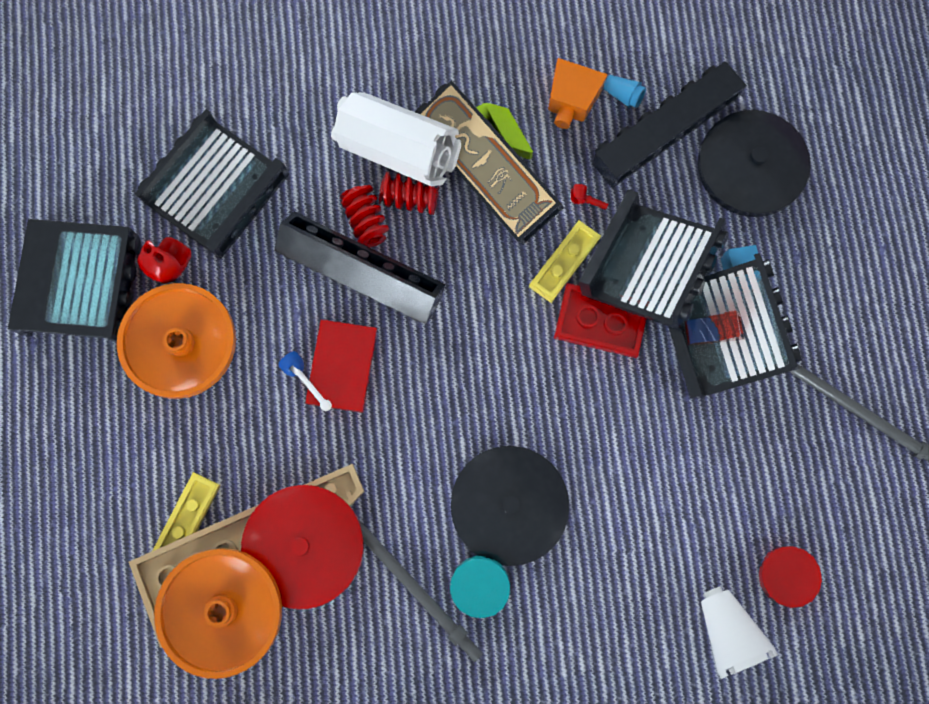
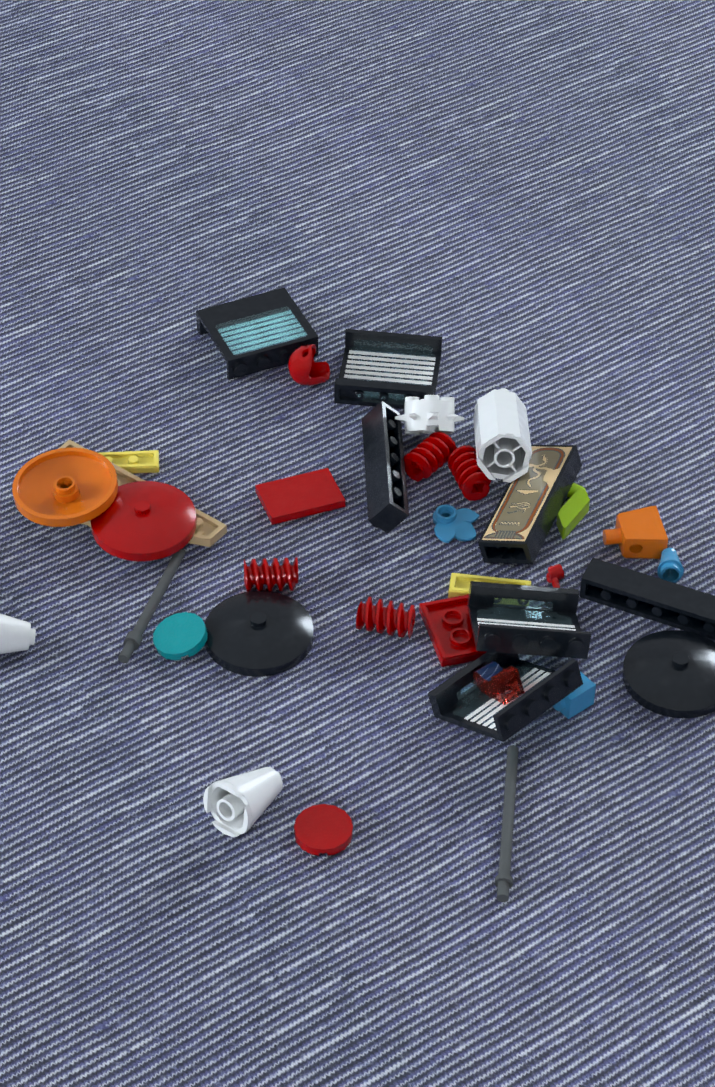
camera: 60 degrees right, 35 degrees down
(176, 341) = (251, 396): orange dish -> none
(293, 365) = (282, 469): hinge -> none
(320, 187) = (429, 415): none -> white brick
(447, 456) = (271, 575): none -> red piece
(468, 244) = (454, 523): none -> dark azure plate
(563, 376) = (386, 617): none -> red piece

